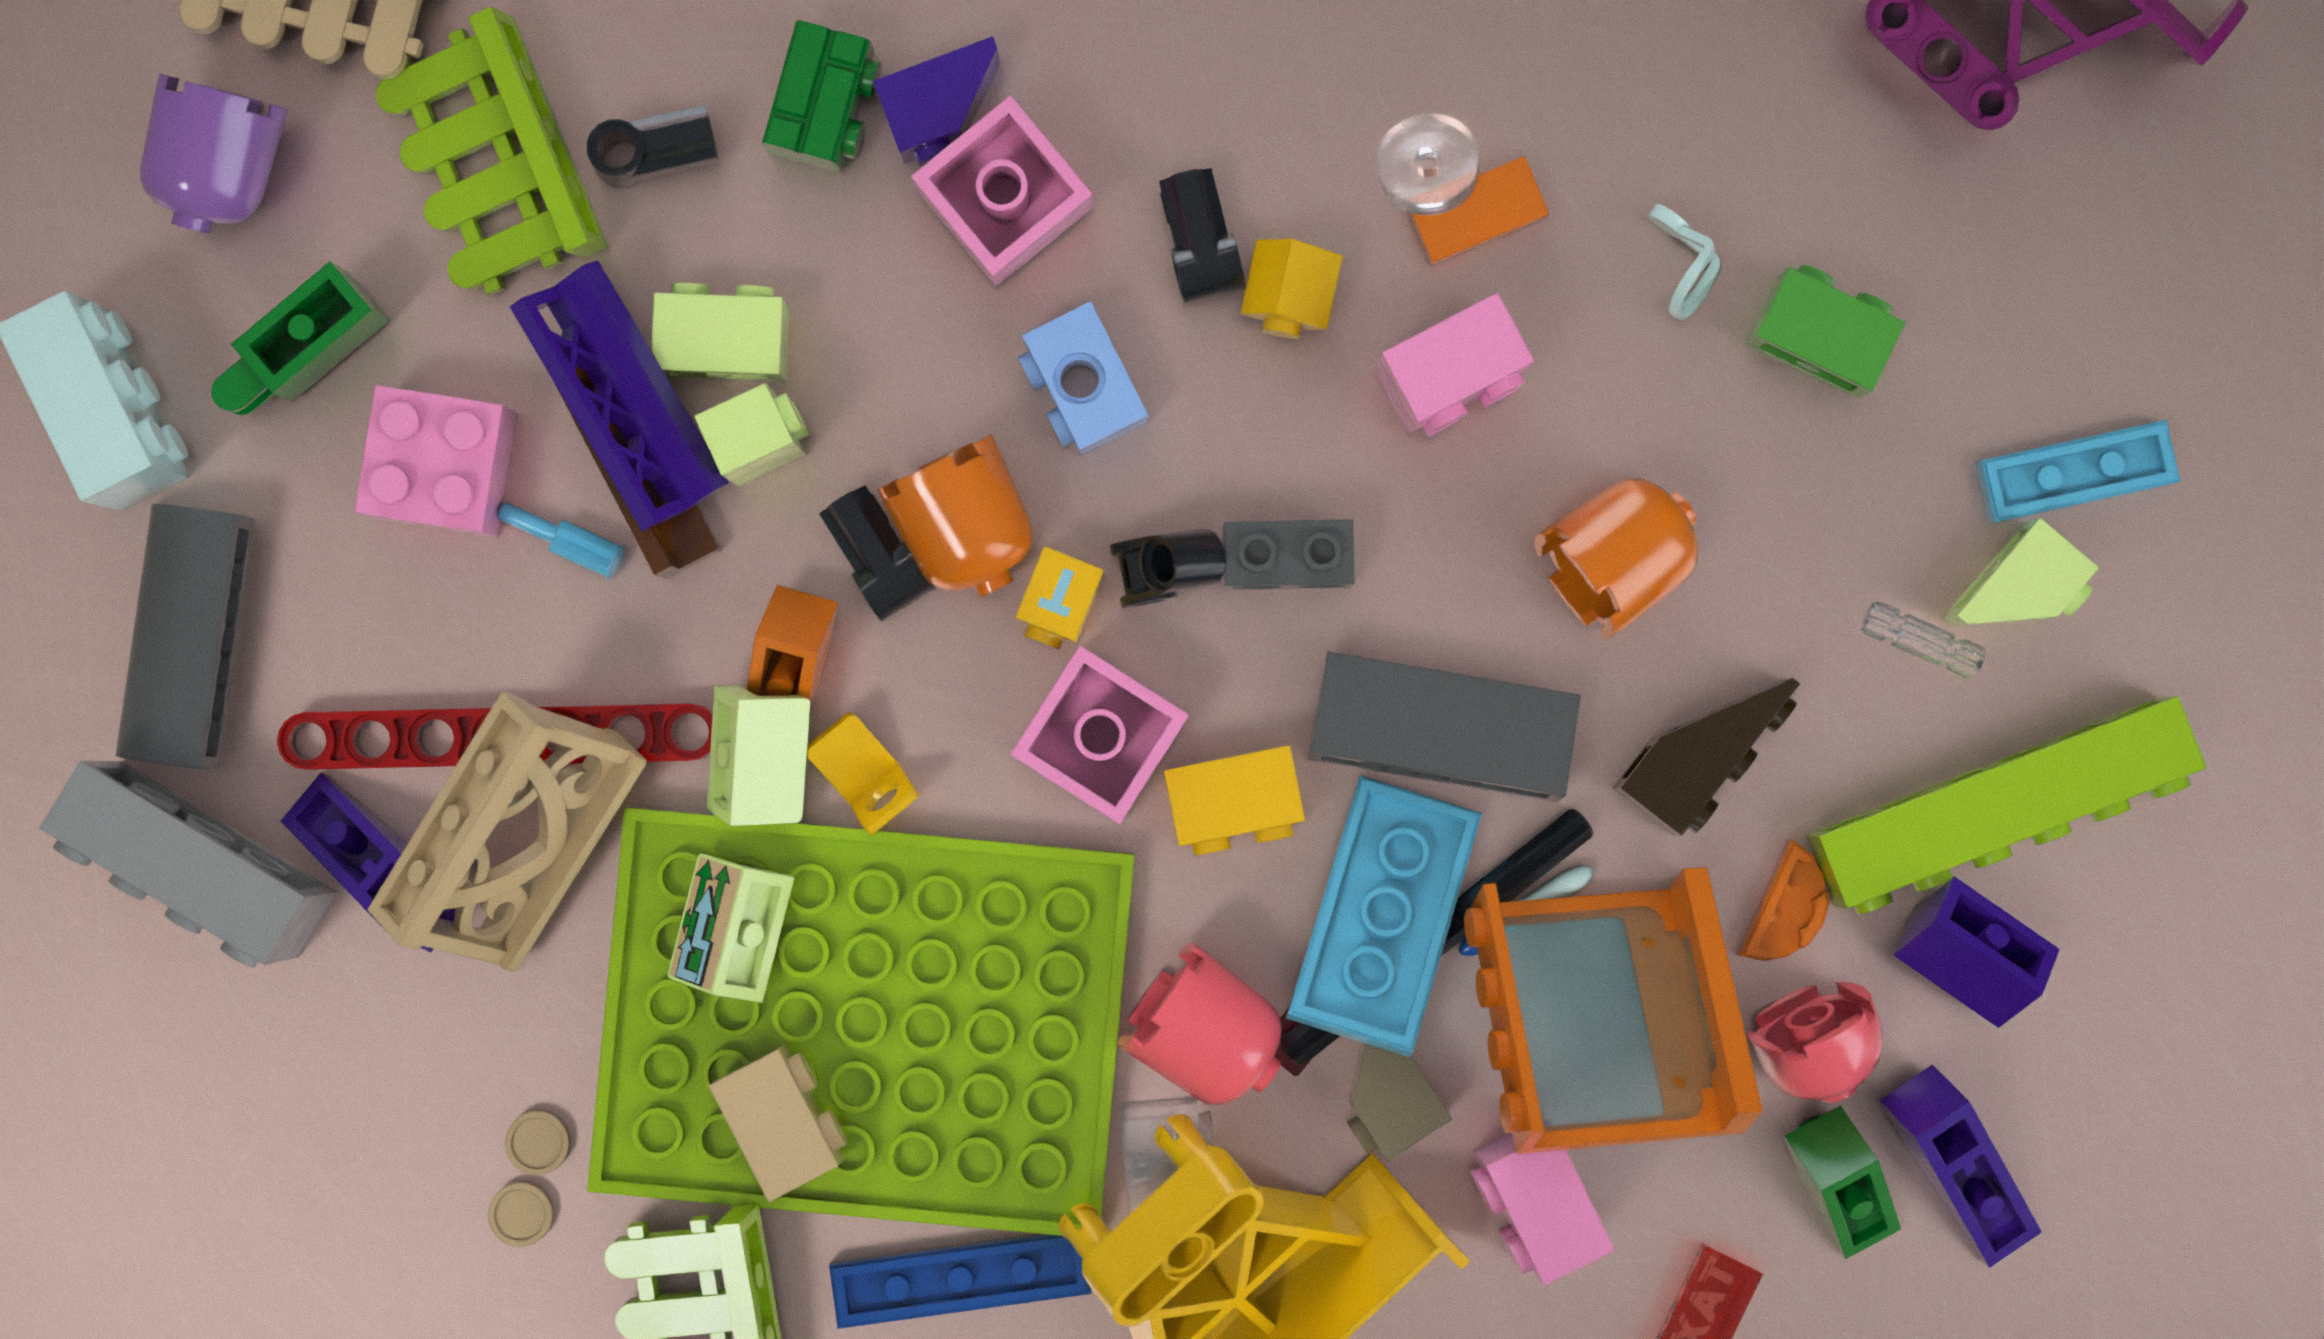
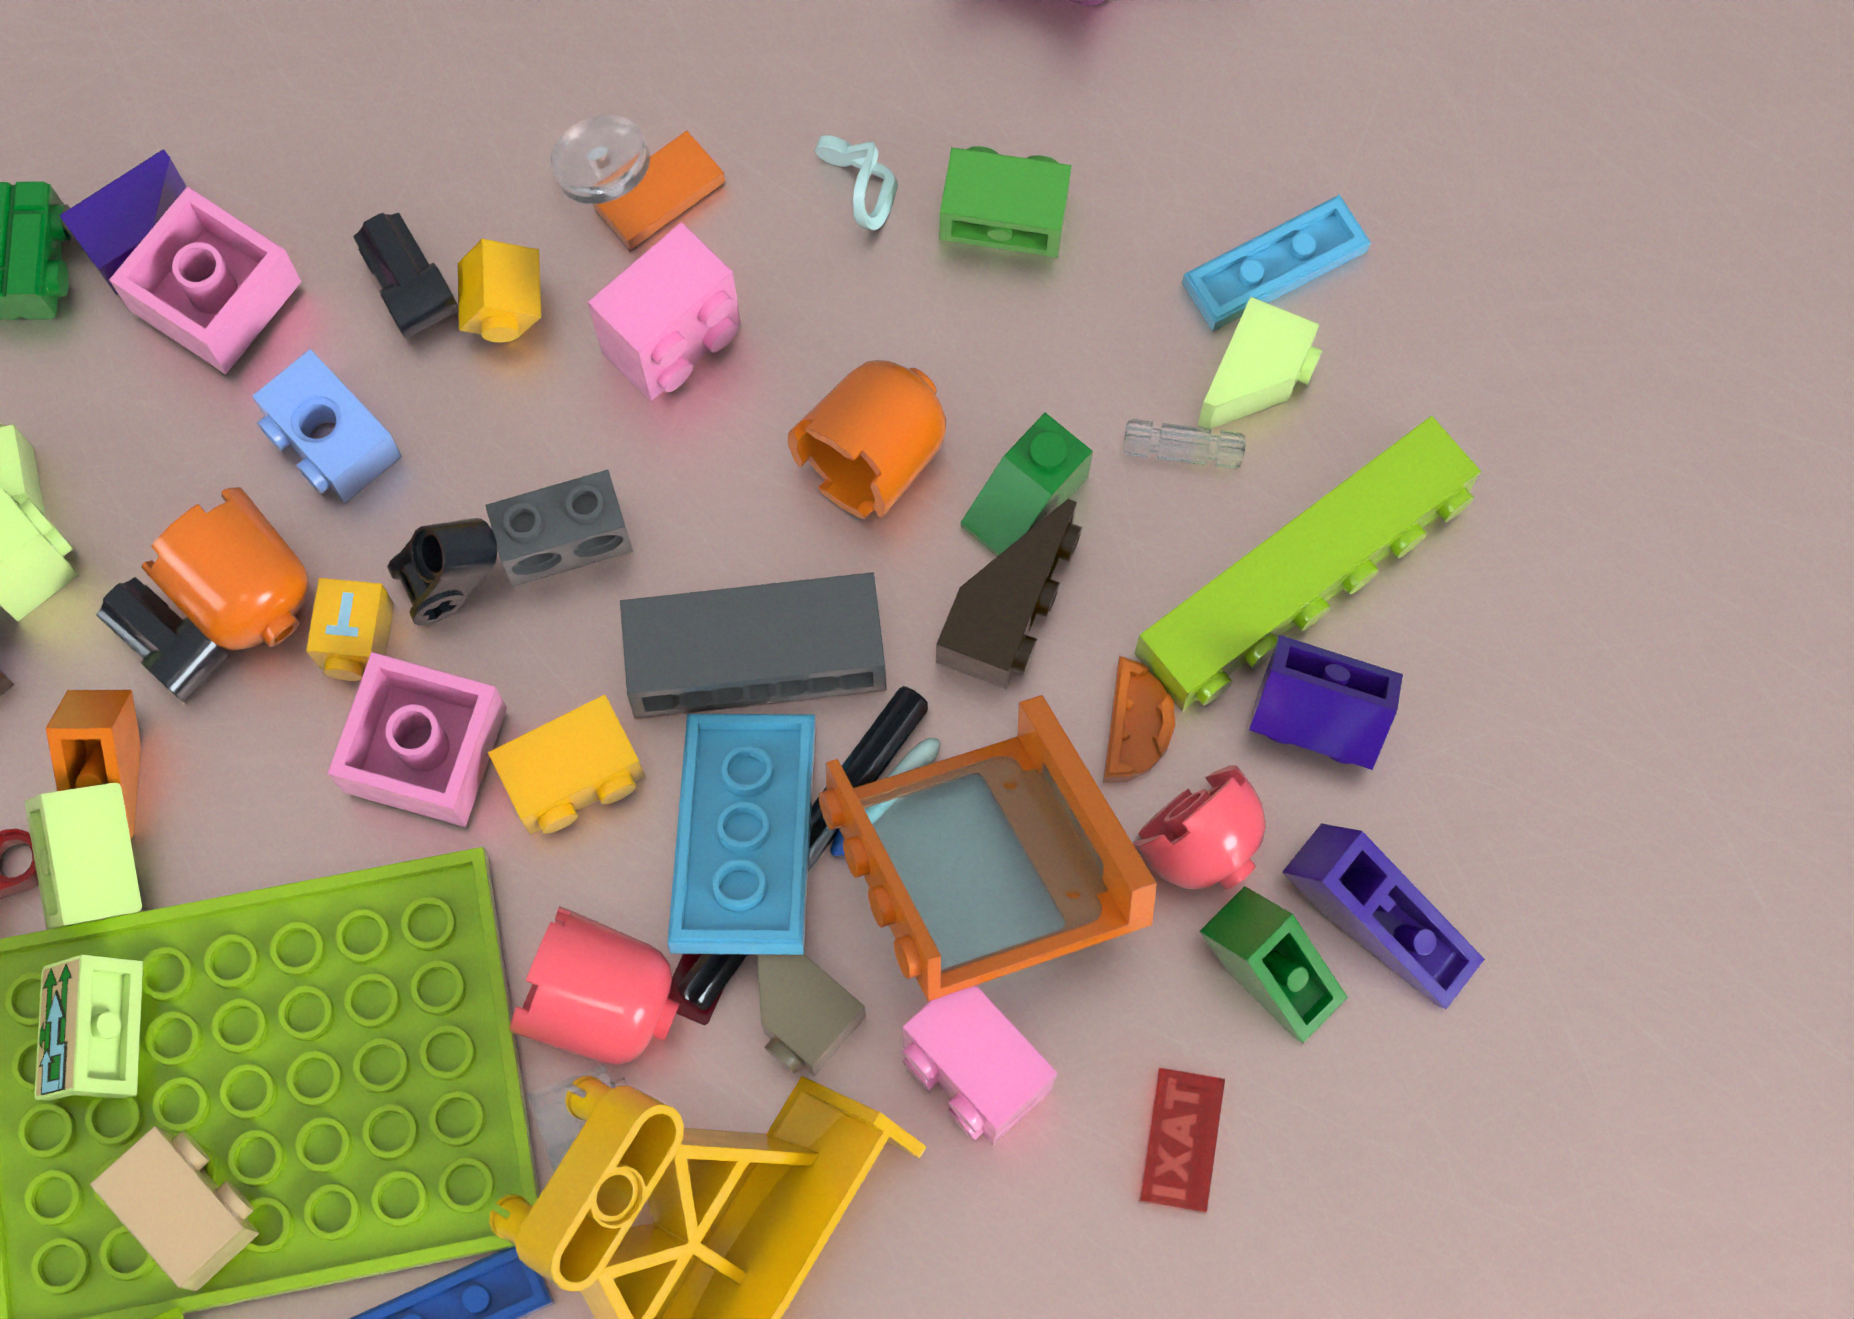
camera: 15 degrees left, 15 degrees down
(861, 771) = (188, 842): yellow bracket -> none
(1754, 646) = (1028, 484): none -> green slope

